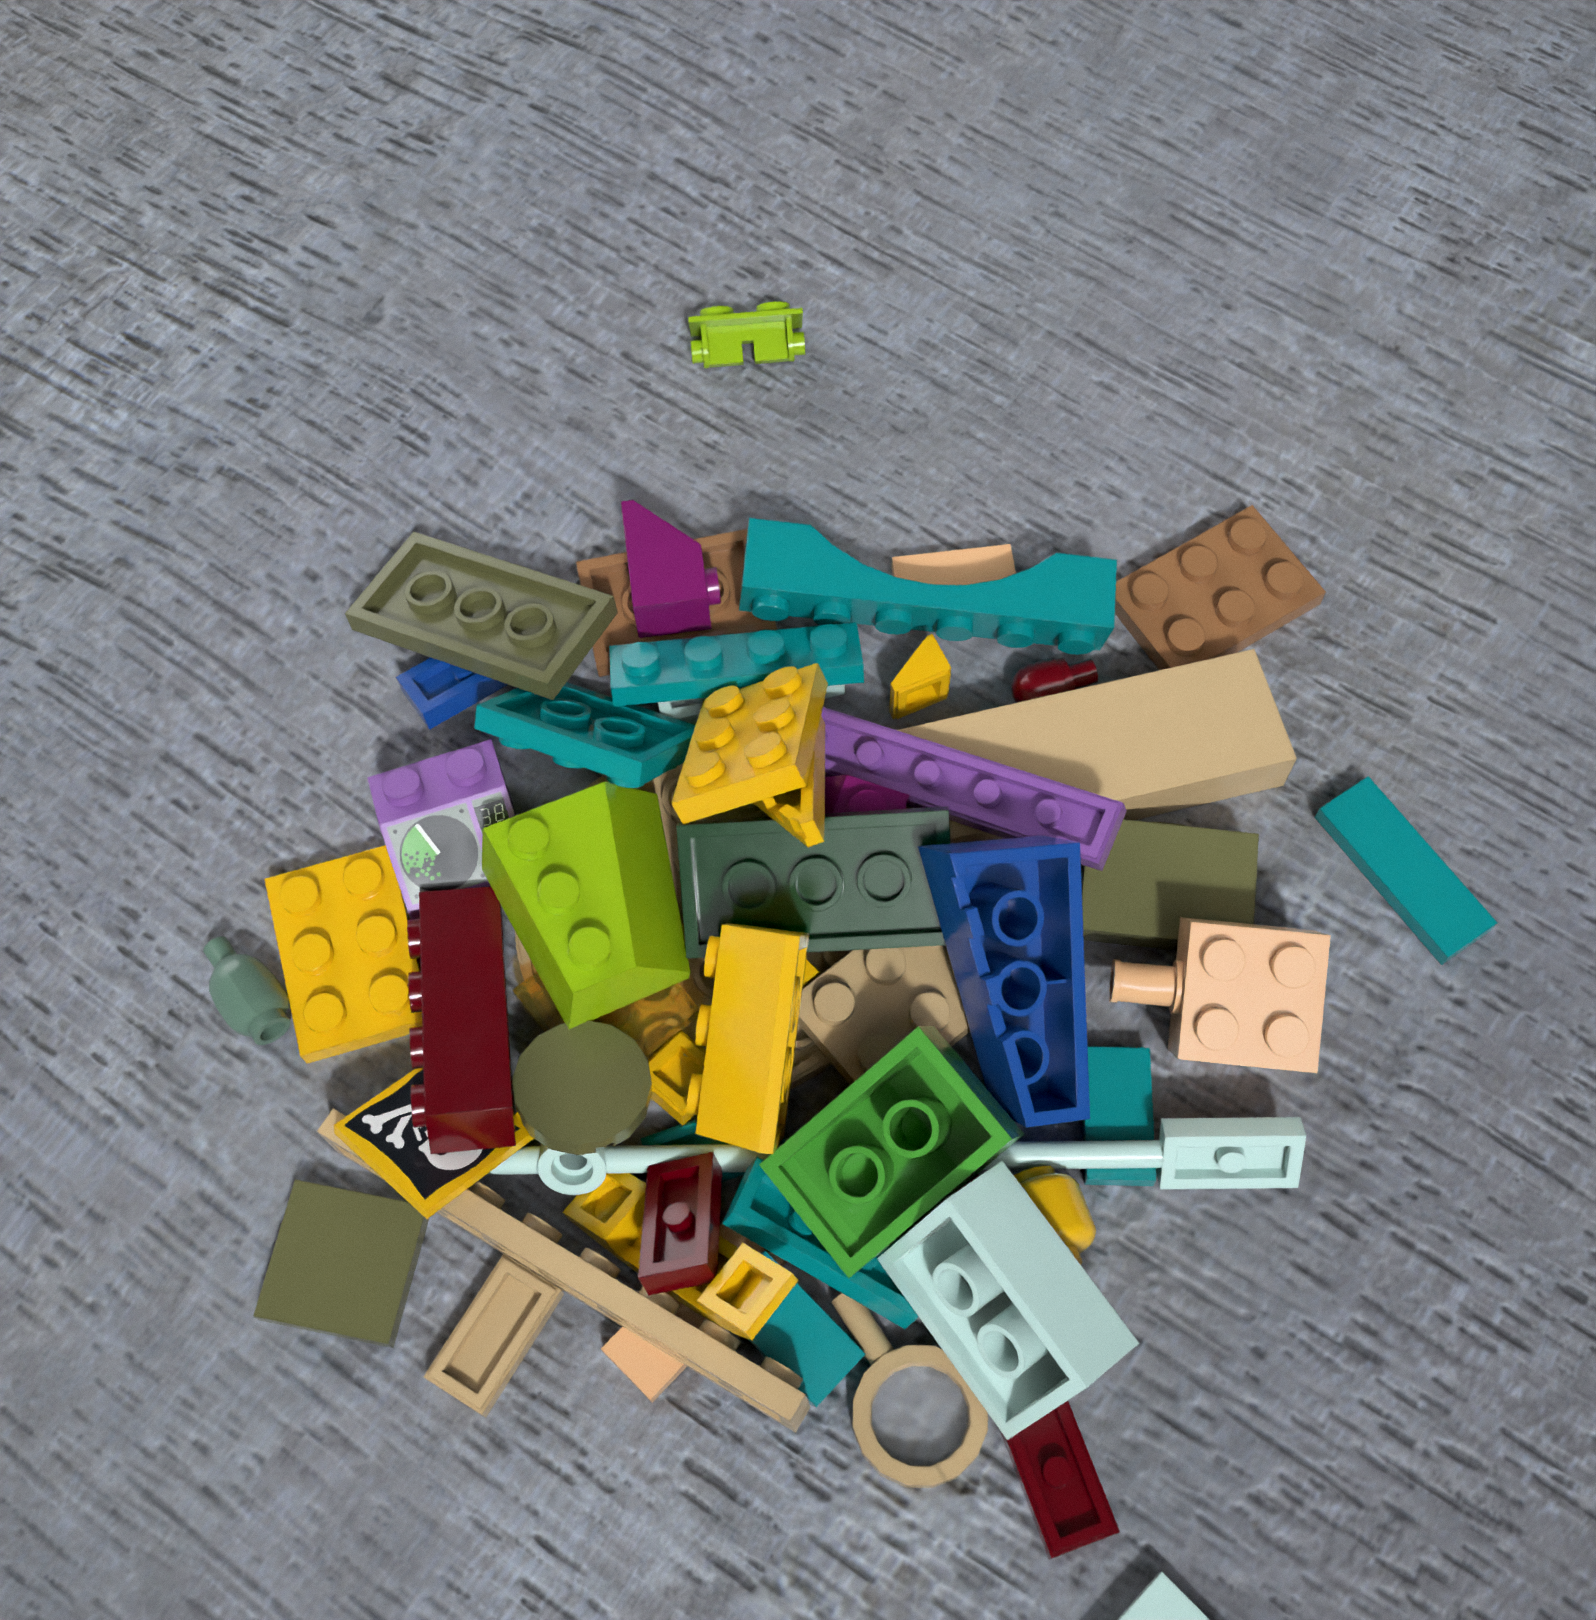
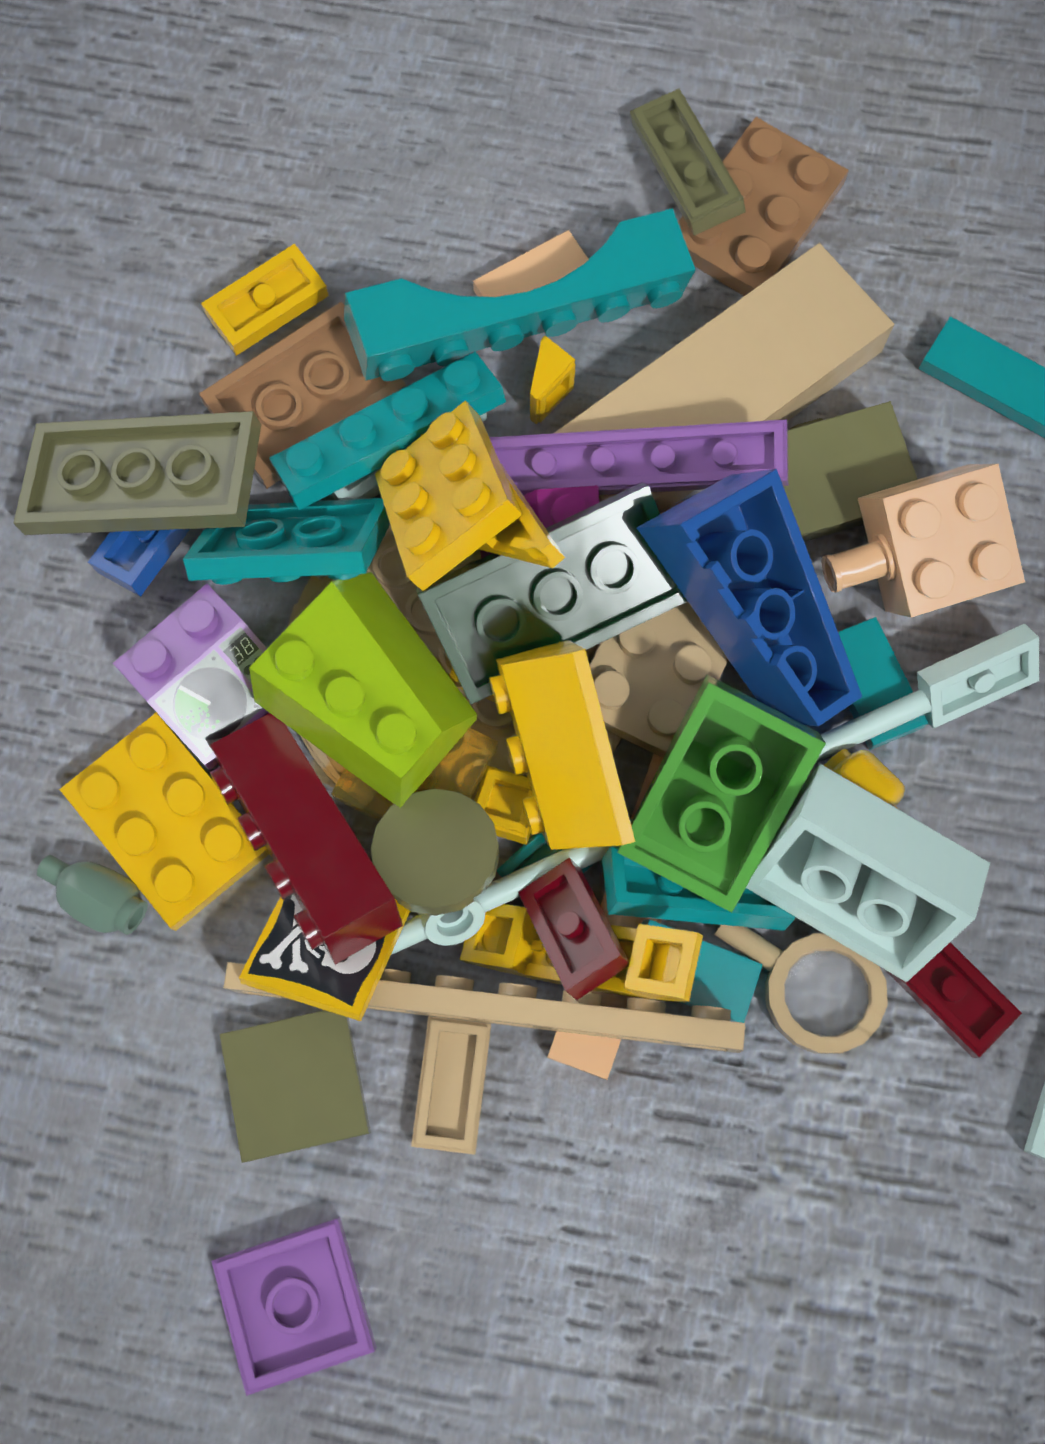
camera: 25 degrees left, 10 degrees up
(233, 1485) = (293, 1306): none -> medium lavender tile
(666, 575) = (289, 373): magenta slope -> none
(690, 495) = (265, 299): none -> yellow plate
(766, 328) = (265, 113): lime hinge -> none
(1051, 677) = (657, 337): dark red cylinder -> none
(1158, 523) = (687, 162): none -> olive tile

